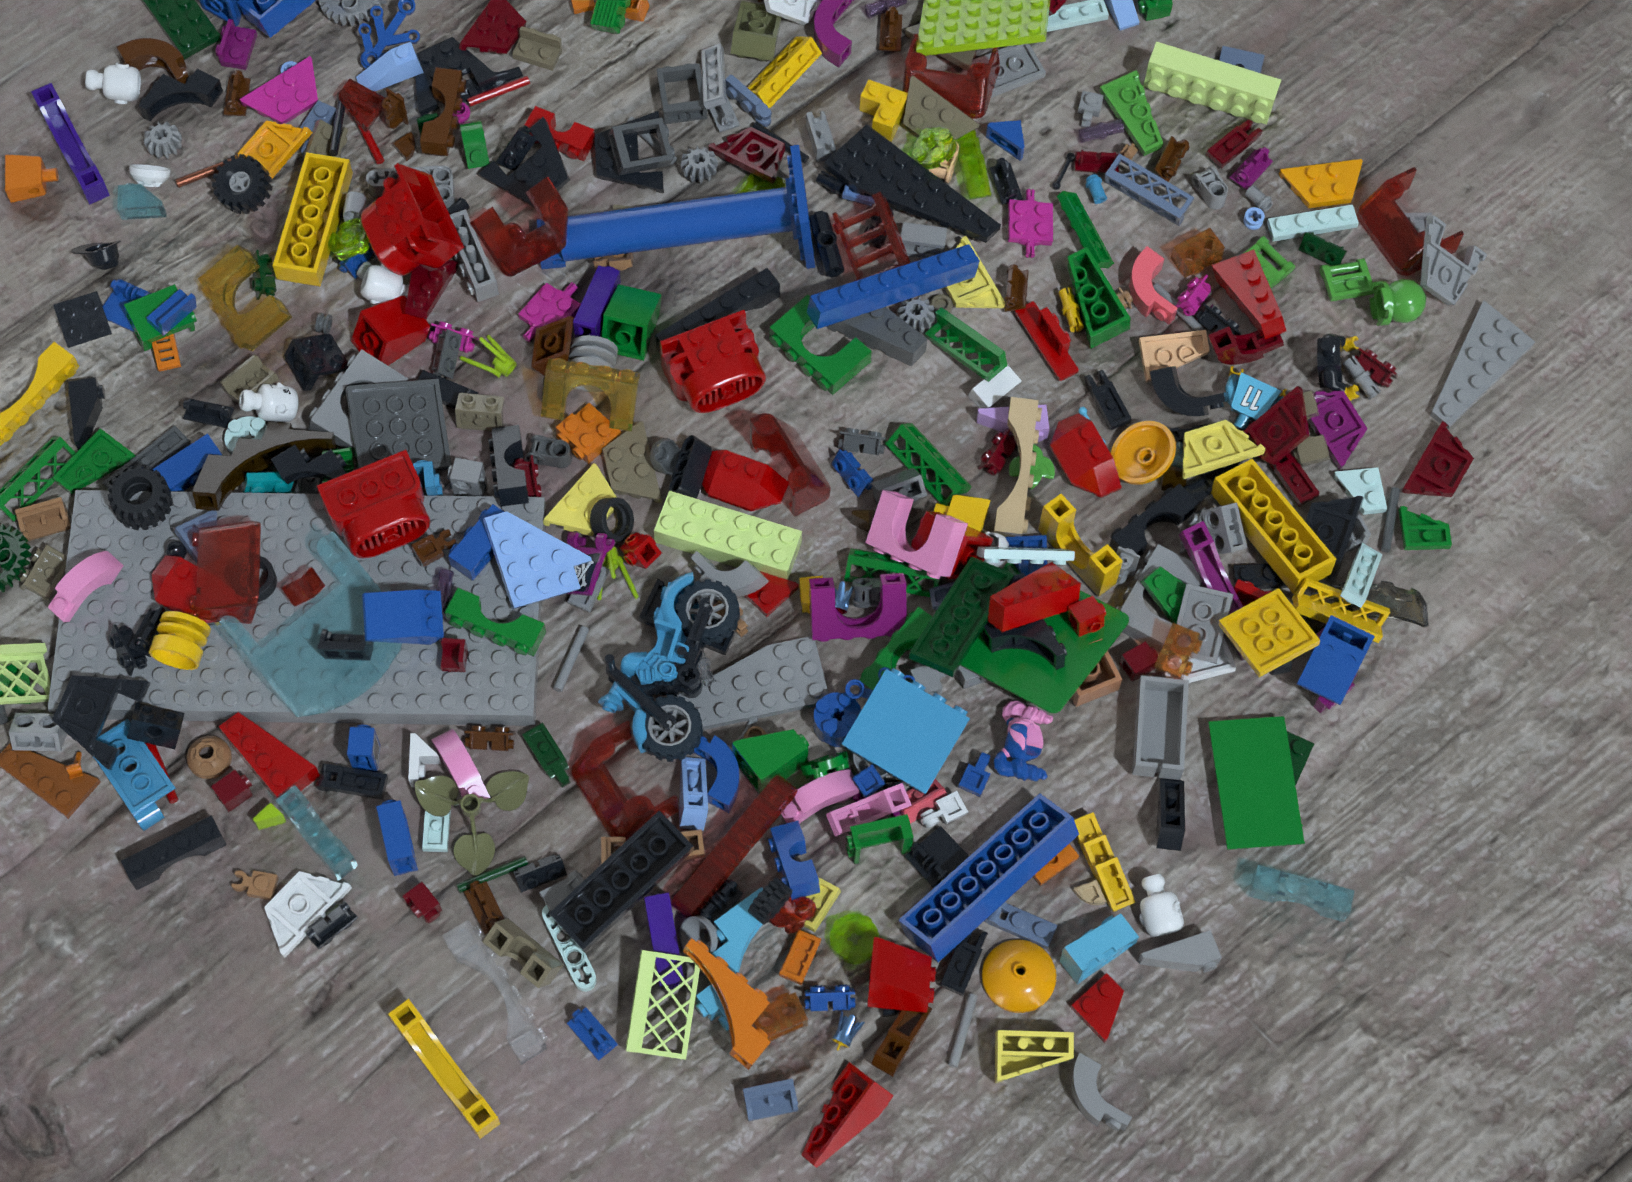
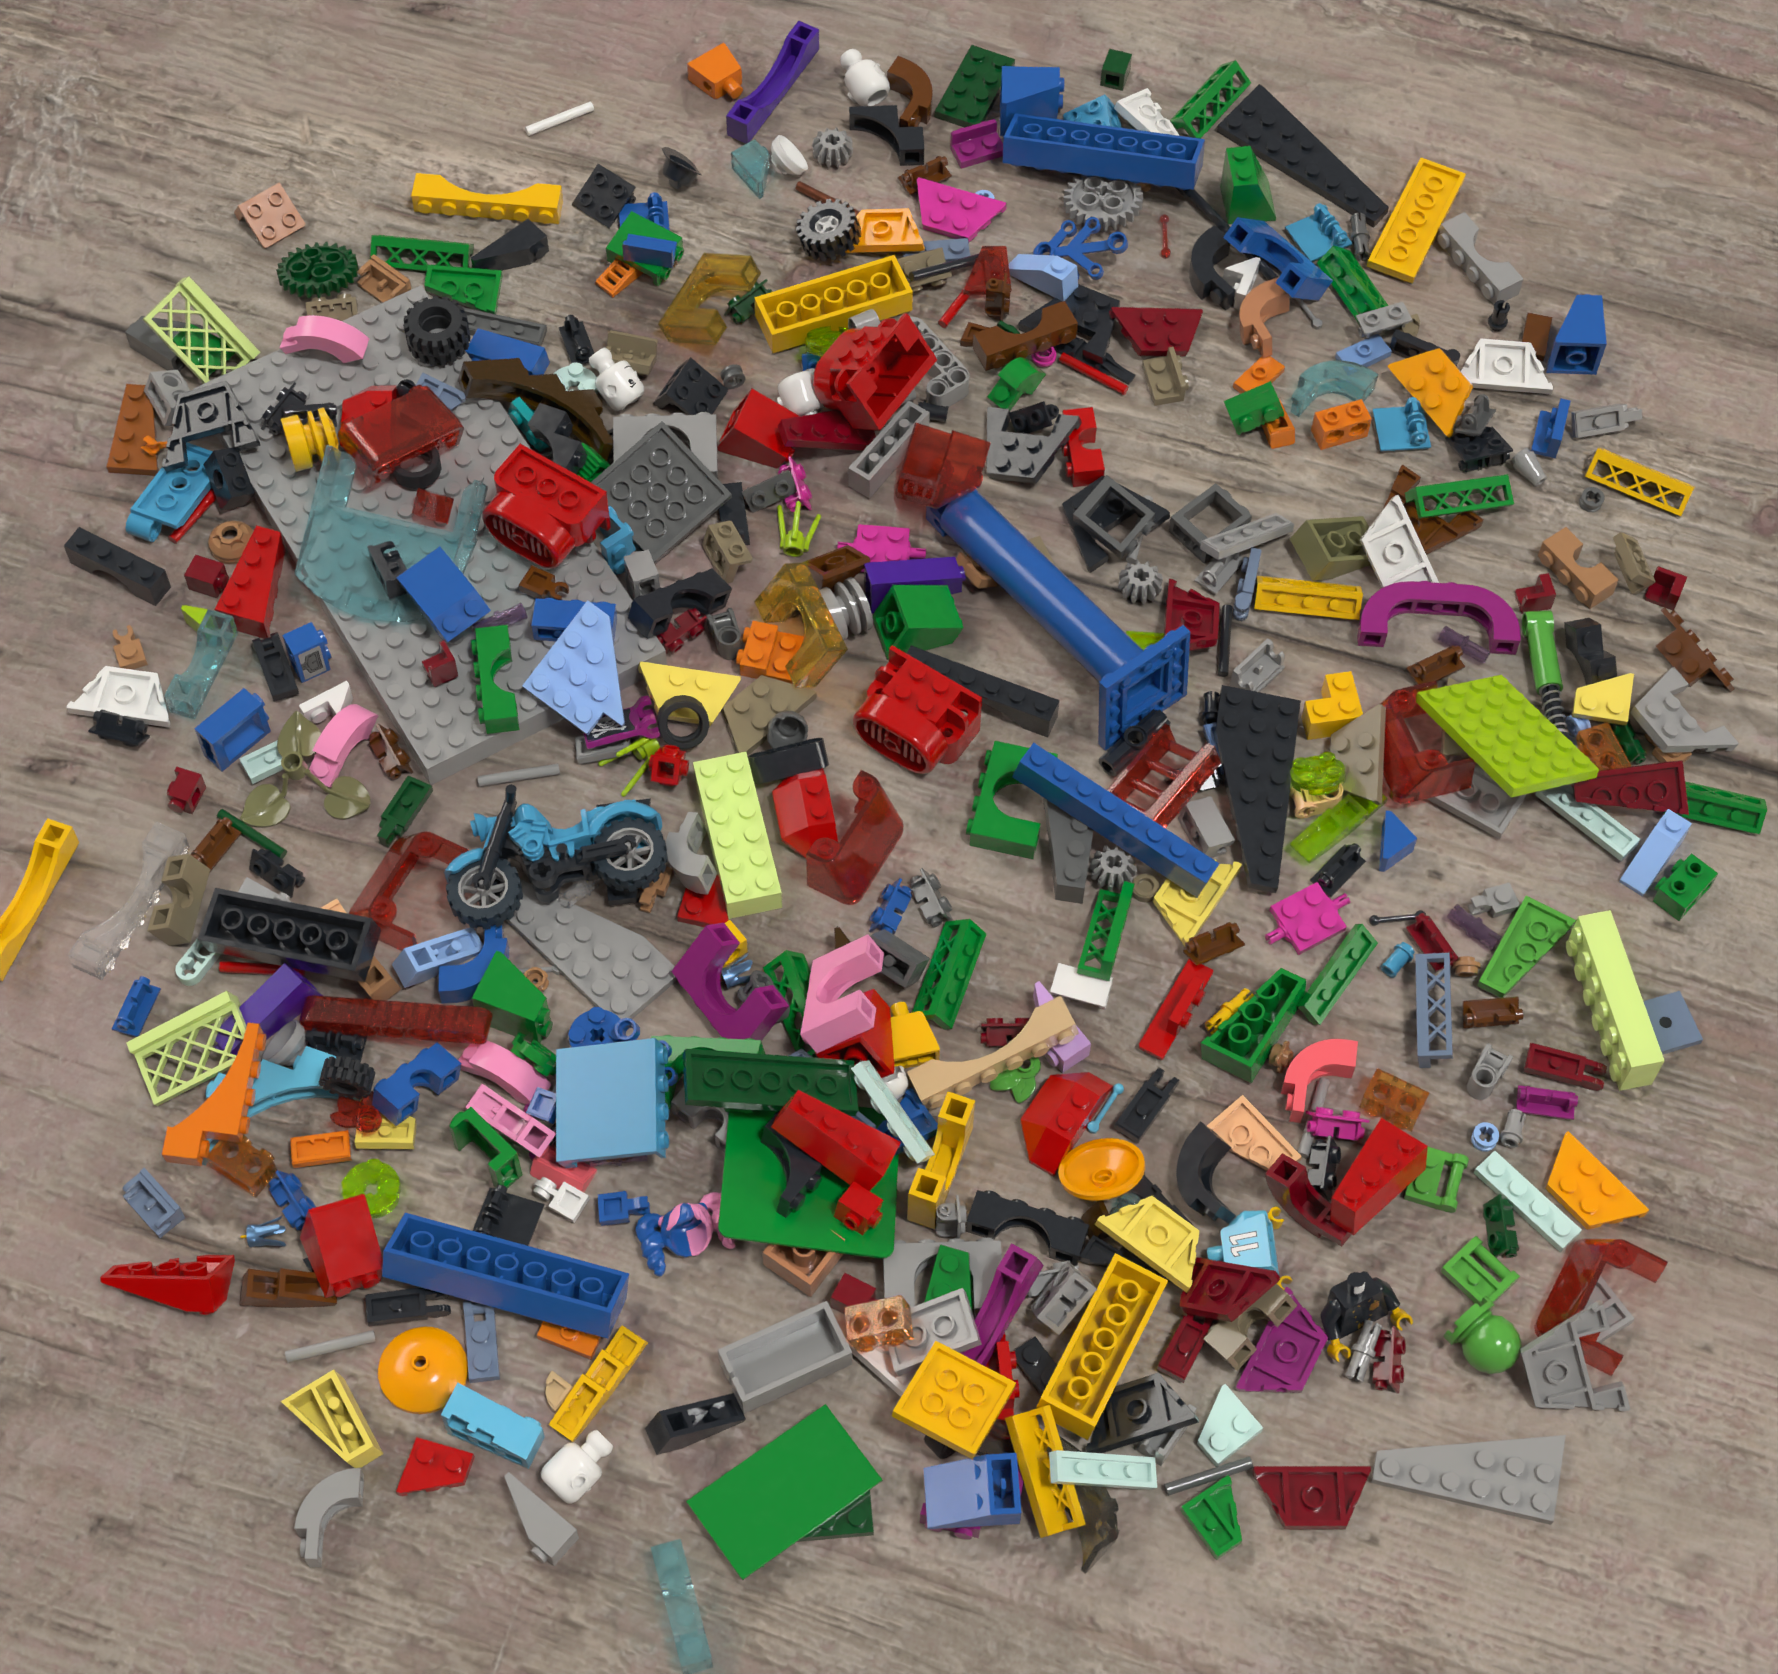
camera: 60 degrees right, 5 degrees down
(611, 933) = (251, 968): none -> red bar

